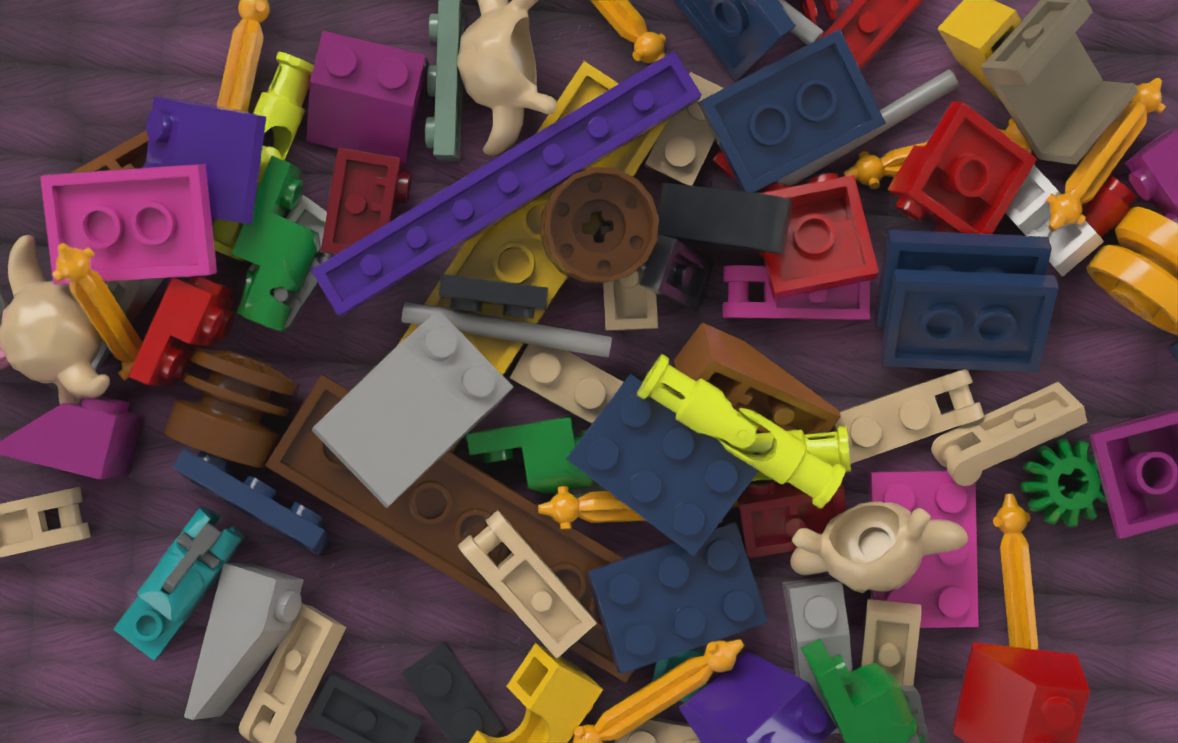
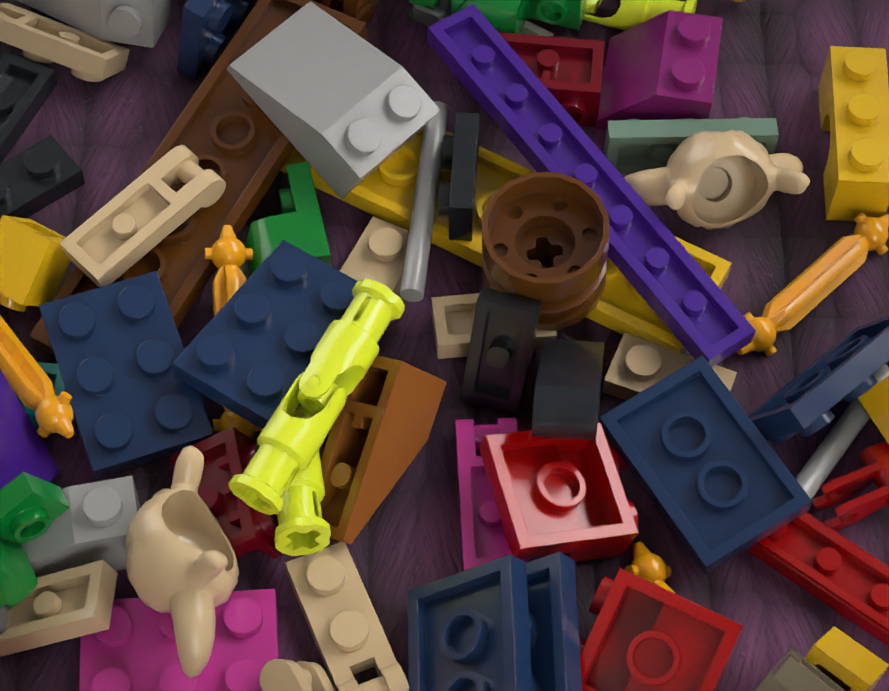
camera: 85 degrees right, 30 degrees down
(892, 115) = (709, 585): light grey bar -> none

